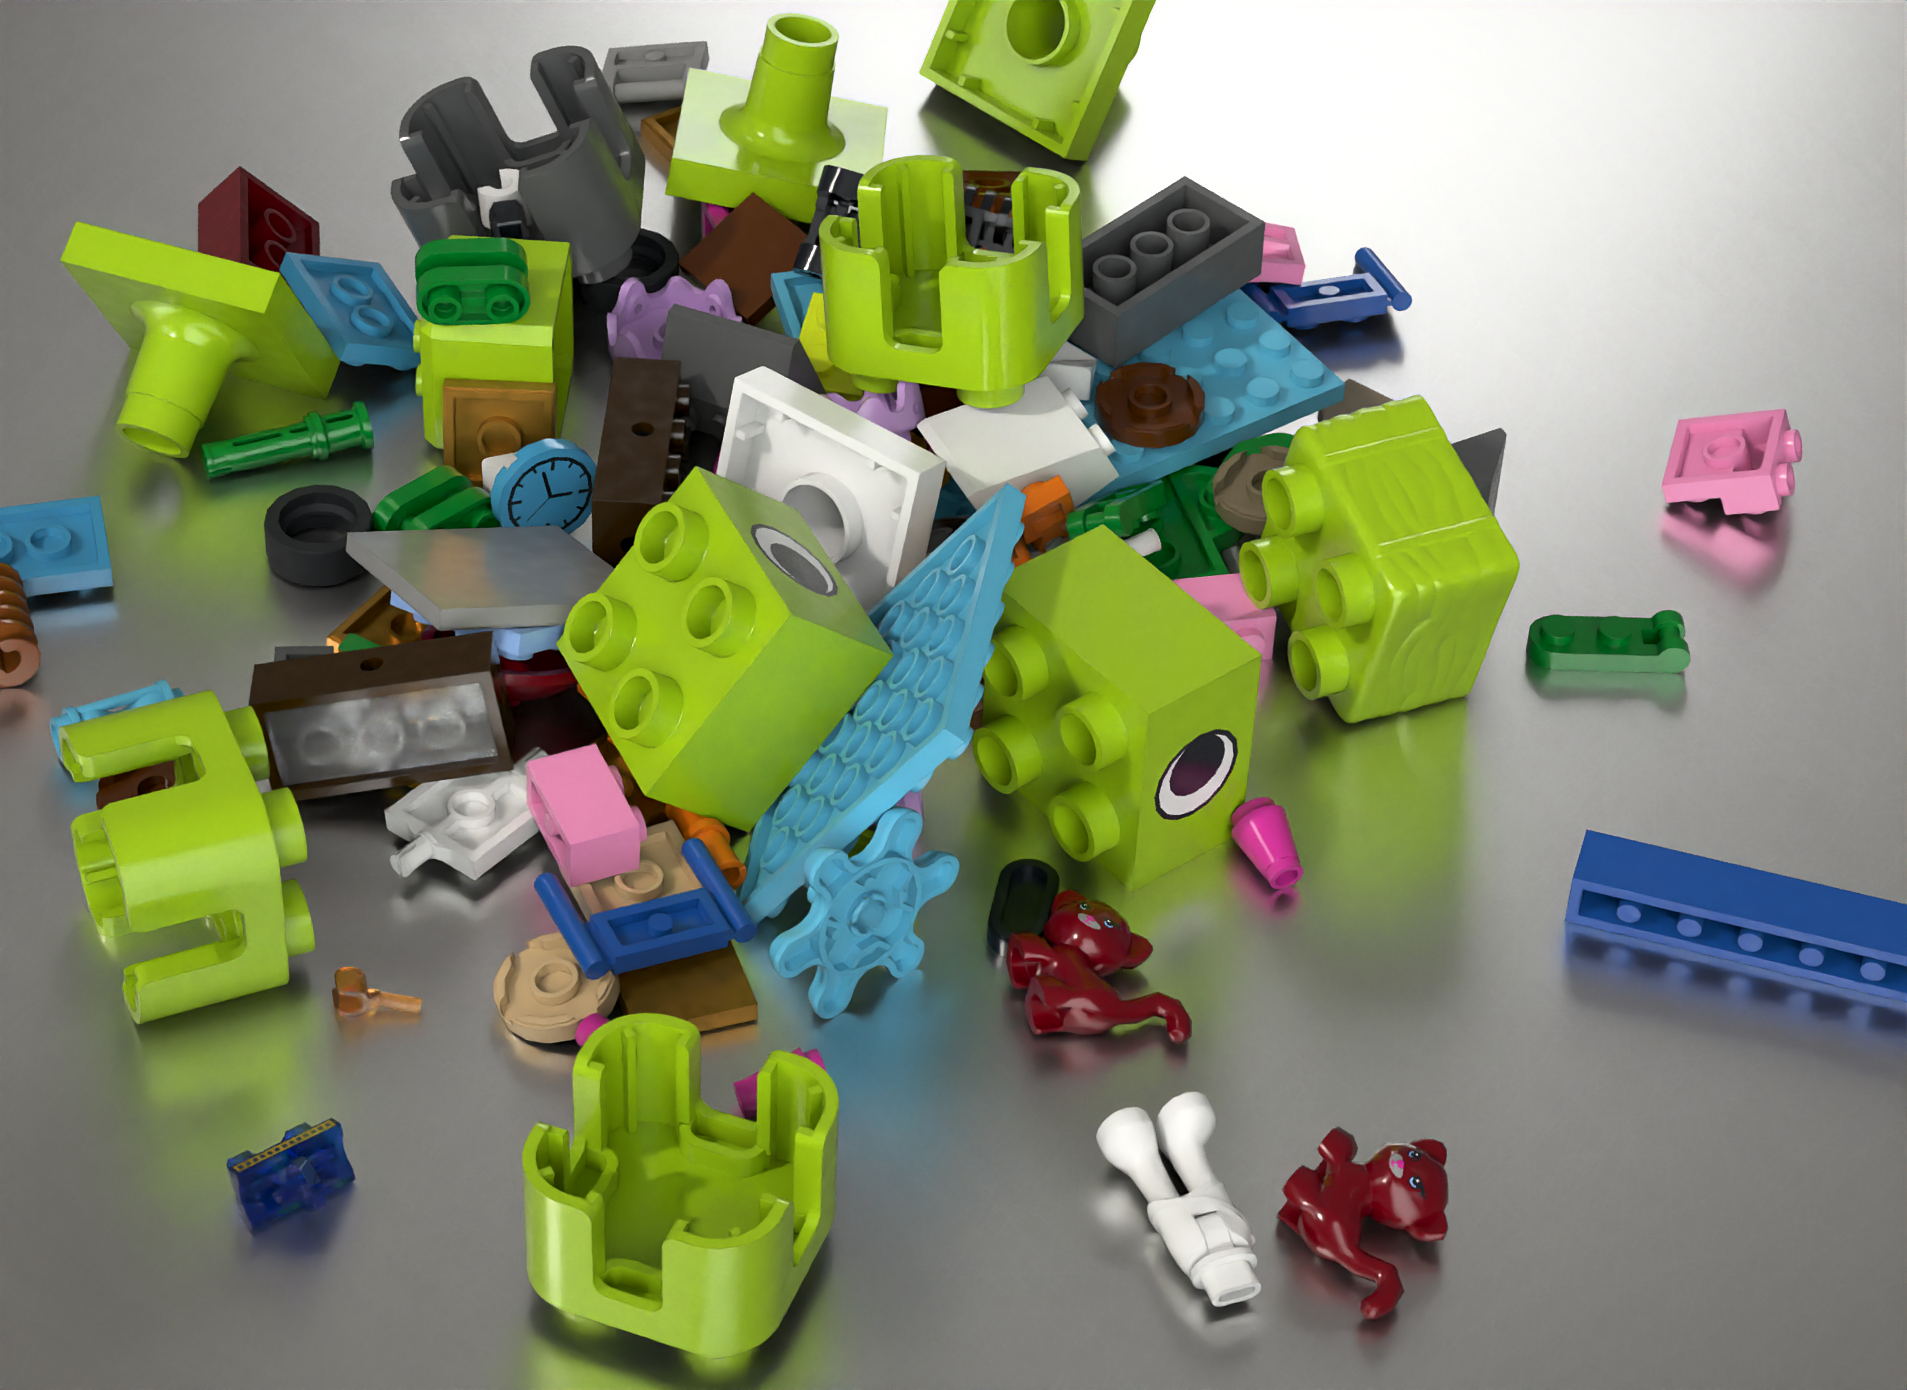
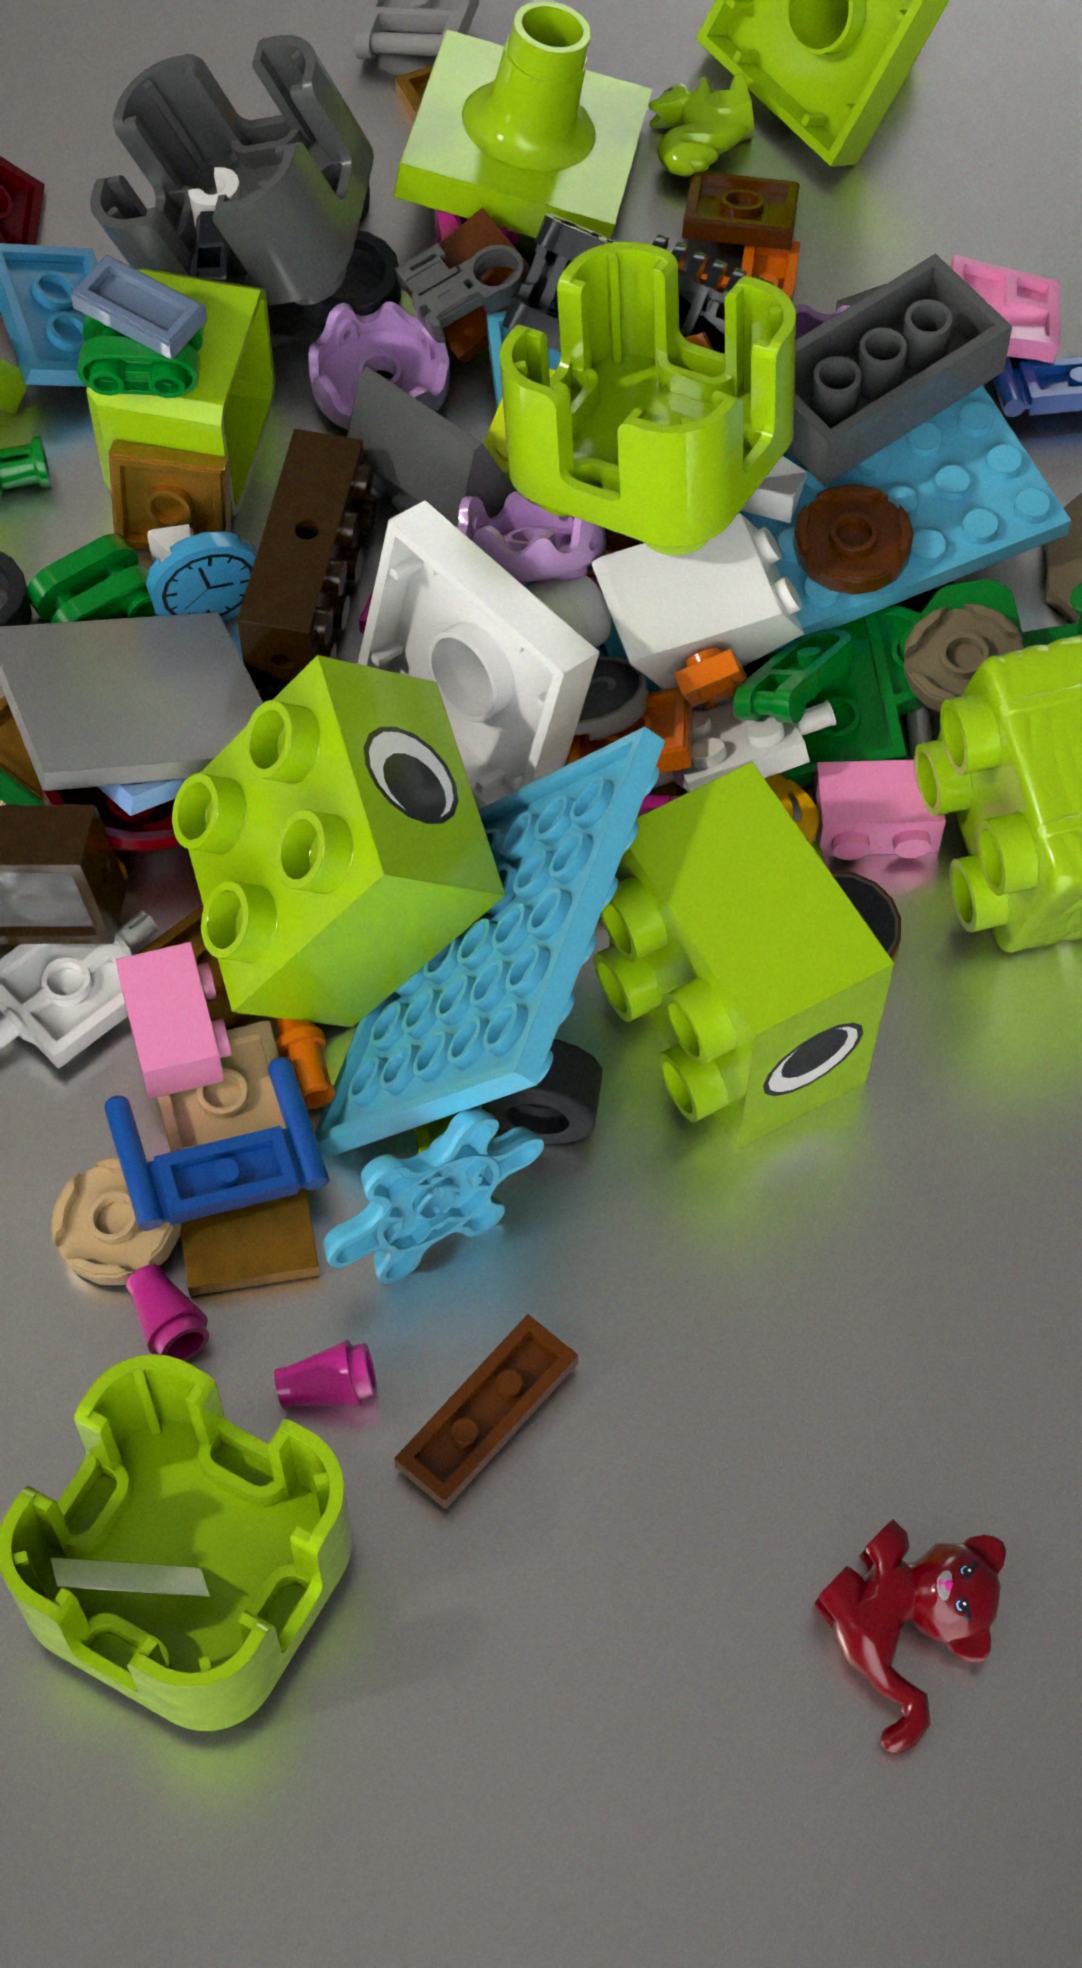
camera: 10 degrees right, 20 degrees up
(471, 241) = (139, 307): none -> sand blue tile
(651, 1223) = (129, 1577): none -> white sticker
(732, 260) = (446, 295): none -> dark grey piece
(939, 1097) = (486, 1411): none -> reddish brown plate
(940, 129) = (701, 124): none -> lime animal
(963, 820) = (561, 1104): none -> black tyre
(1021, 901) = (618, 1164): black tile -> none
(1065, 973) = (671, 1229): dark red animal -> none
(1202, 1228) = (729, 1619): white piece -> none
(1267, 840) = (889, 1110): dark pink cone -> none

